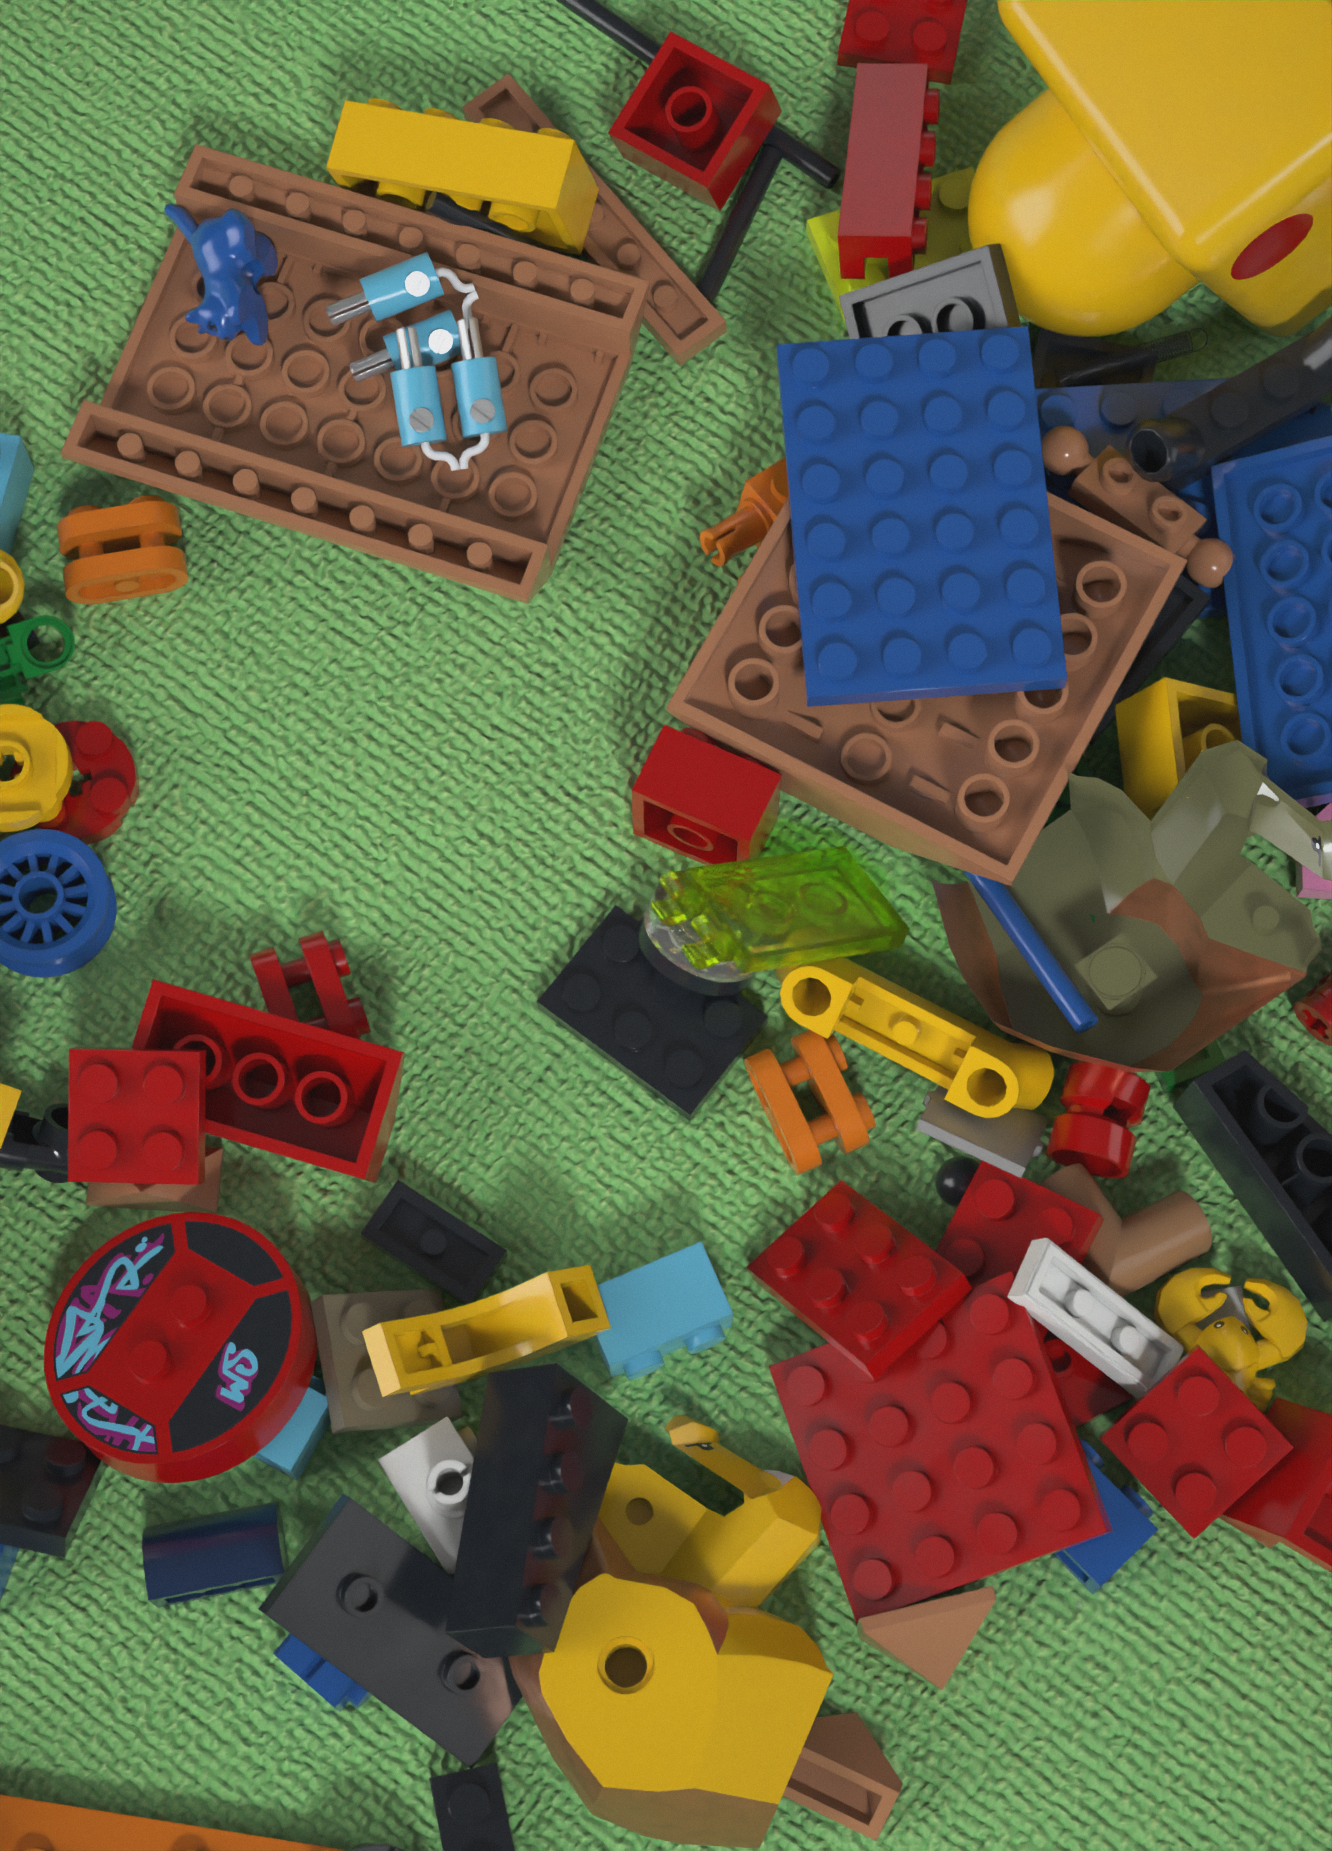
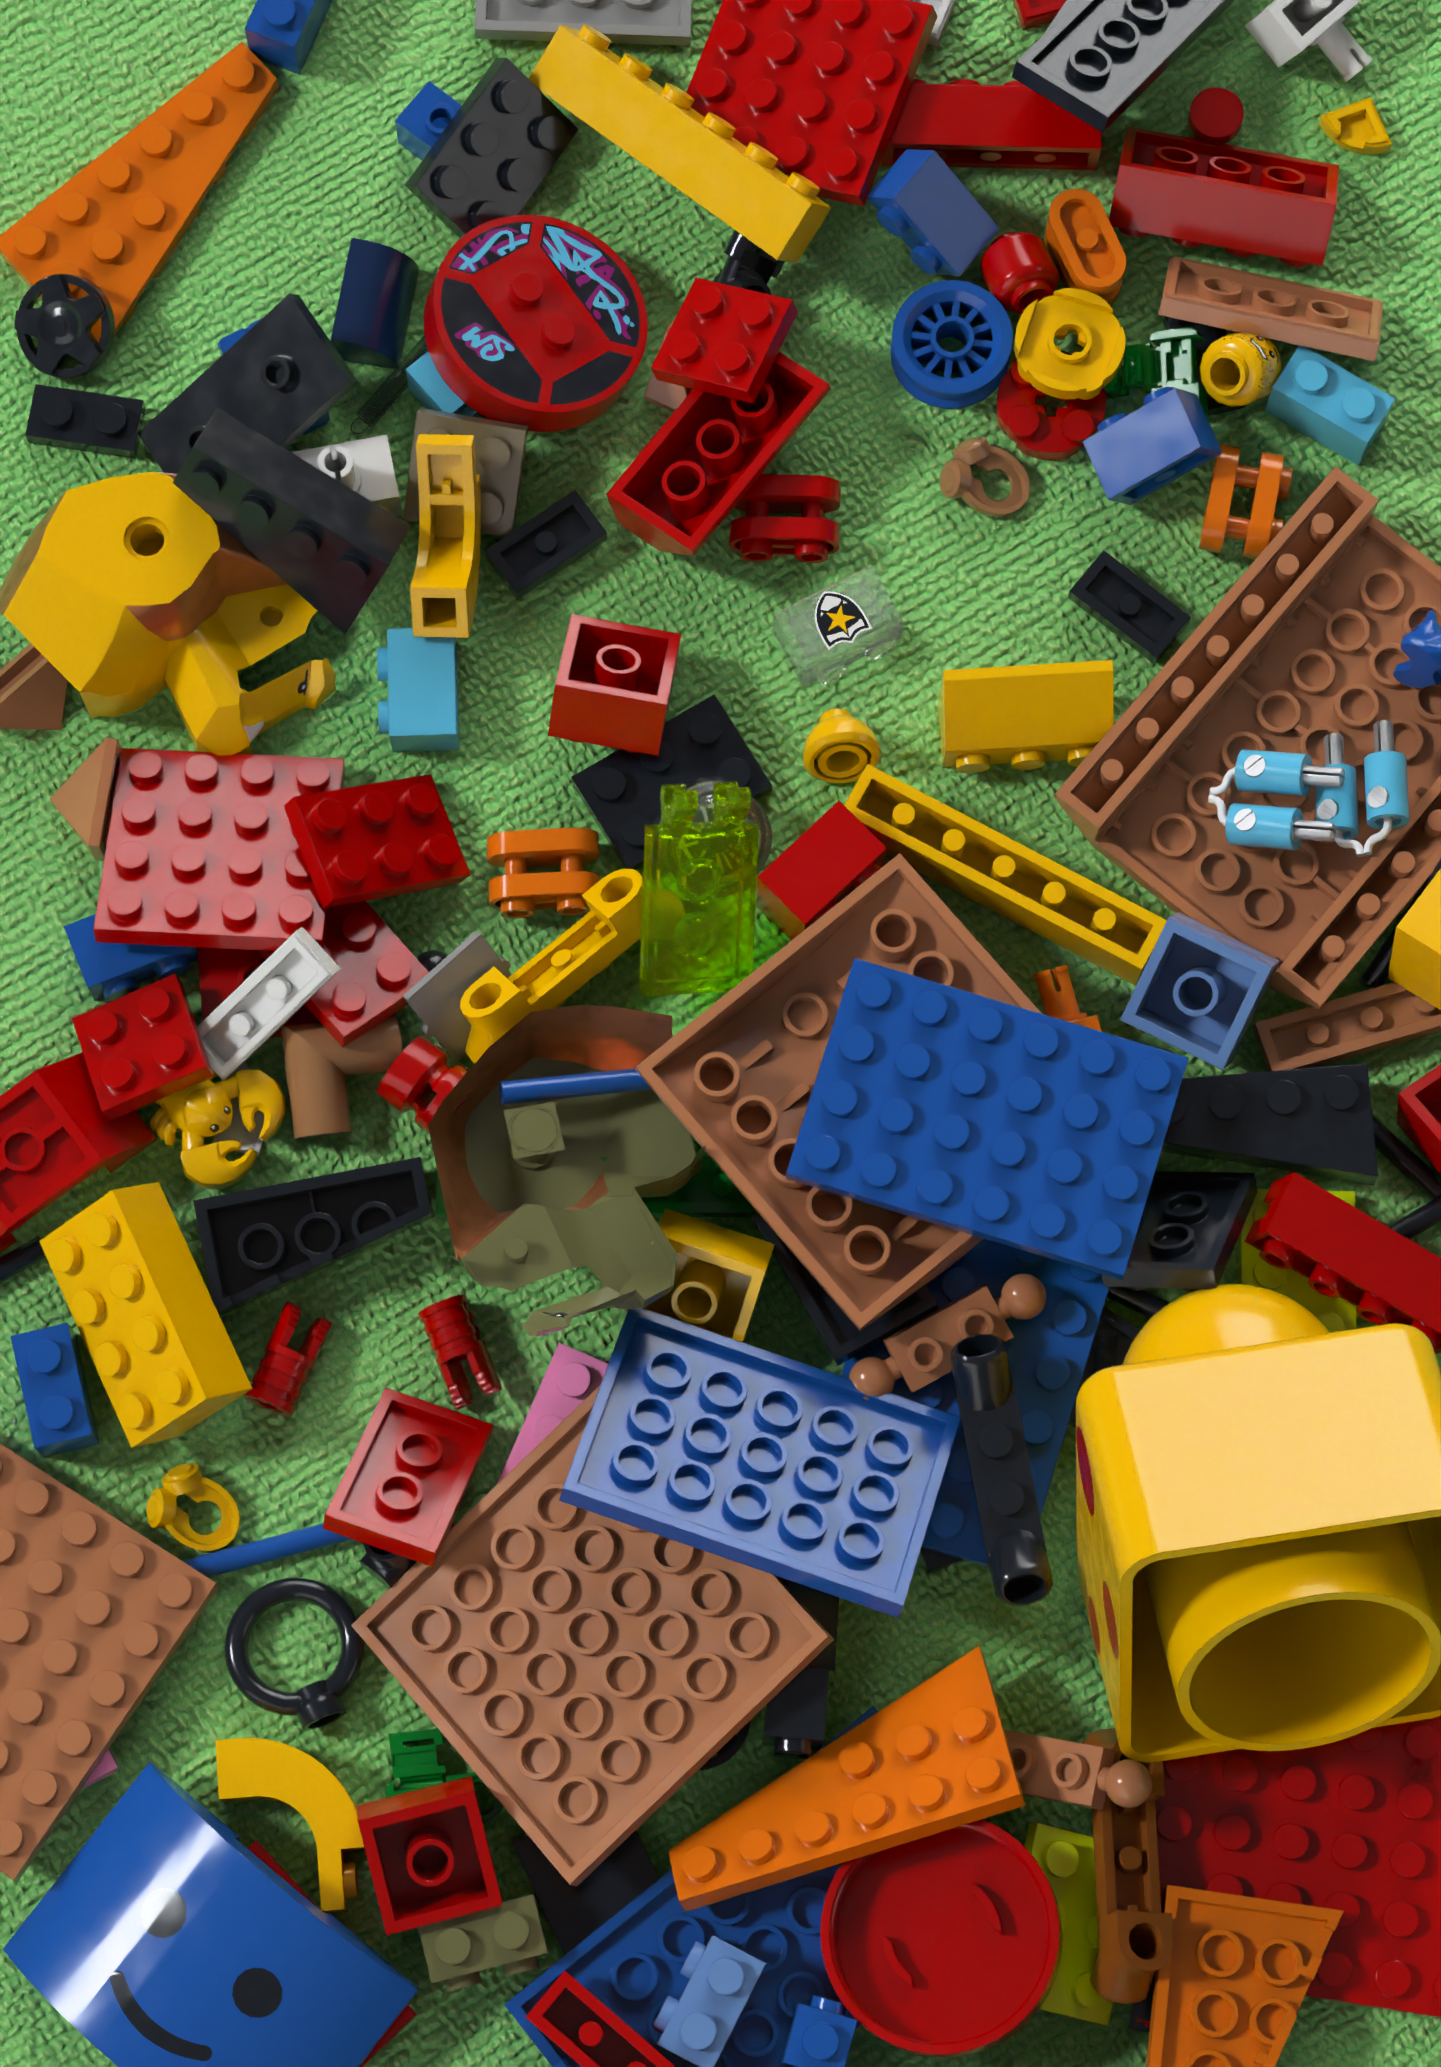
camera: 110 degrees right, 5 degrees up
(95, 648) = (1151, 445): none -> brick
(198, 842) = (958, 482): none -> medium nougat piece
(278, 624) = (1129, 607): none -> black plate
(309, 1494) = (372, 421): none -> black piece
(414, 899) = (838, 627): none -> clear brick
(446, 671) = (1024, 714): none -> yellow slope
(545, 850) = (840, 748): none -> yellow brick
(579, 1091) = (614, 685): none -> red brick
(625, 636) = (1006, 875): none -> yellow brick
(673, 404) = (1200, 990): none -> medium blue brick
(764, 279) = (1280, 1119): none -> black wedge

